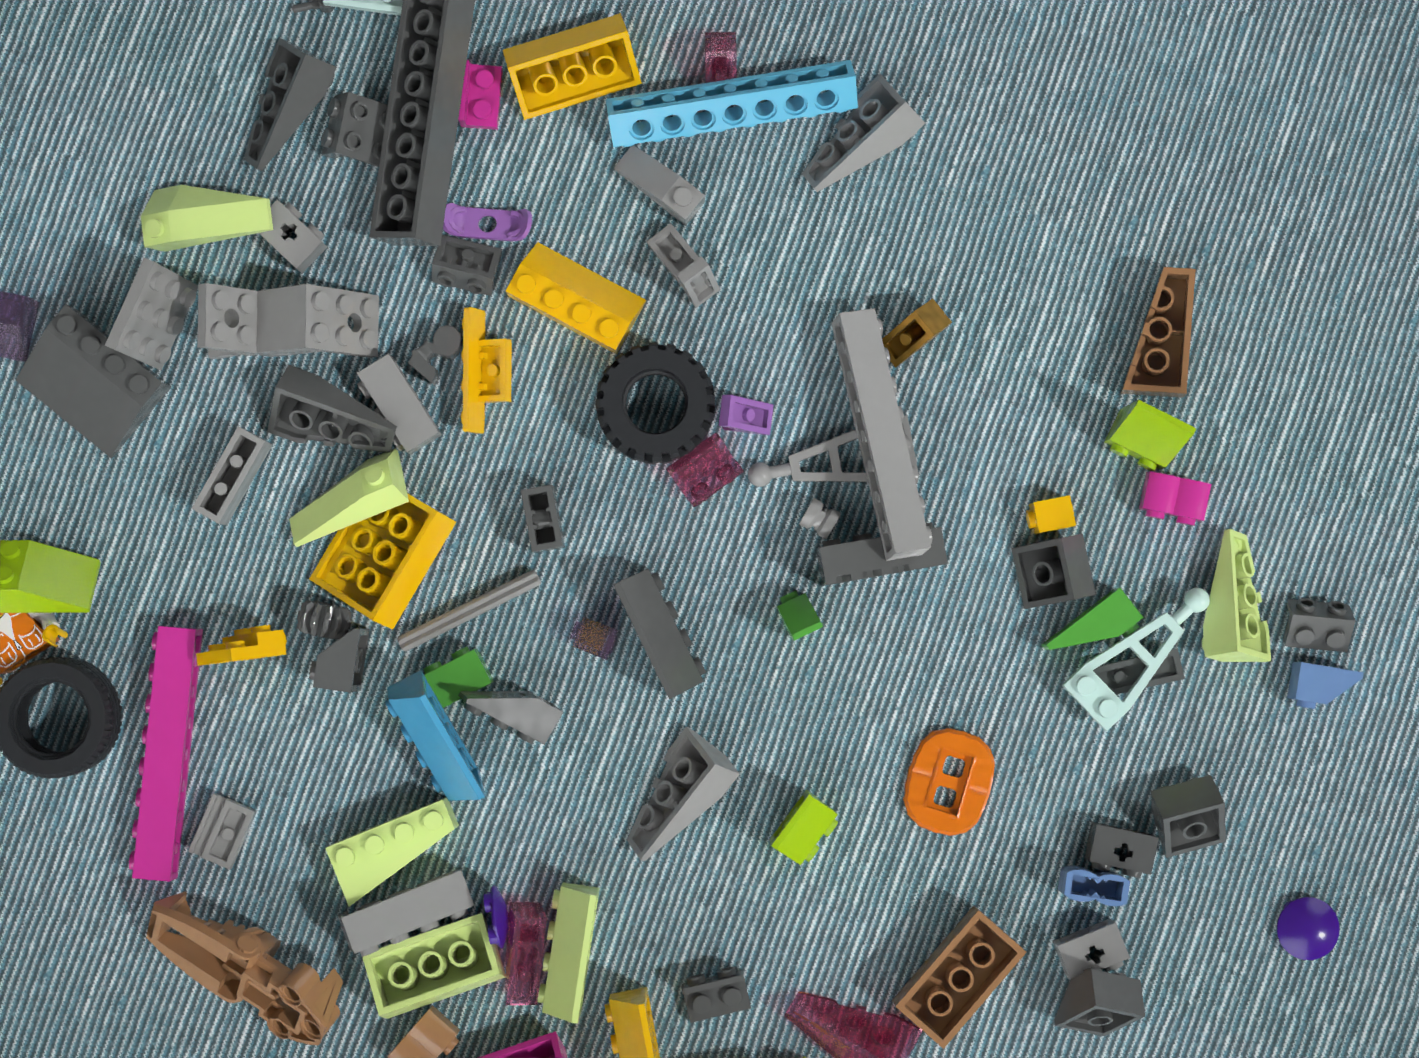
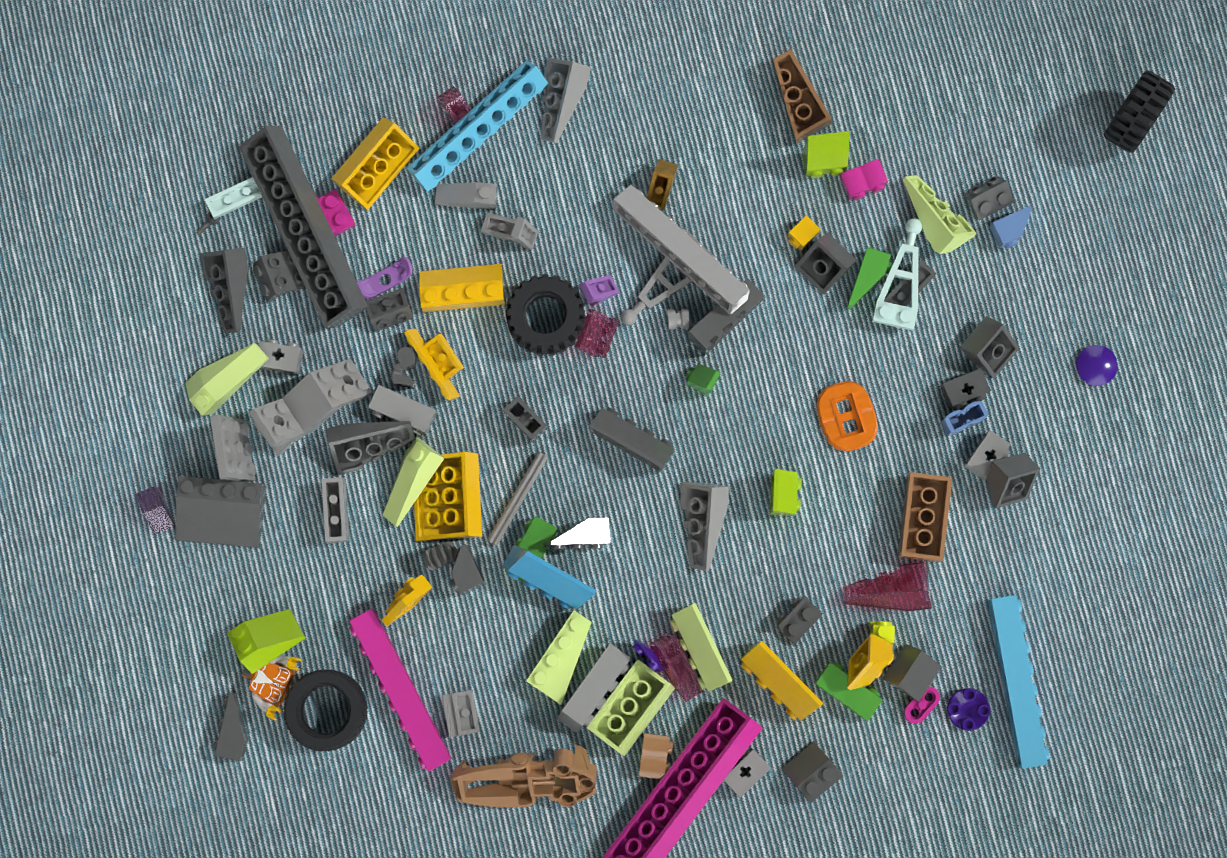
camera: 30 degrees left, 5 degrees down
(594, 637) = (598, 465): slope -> none

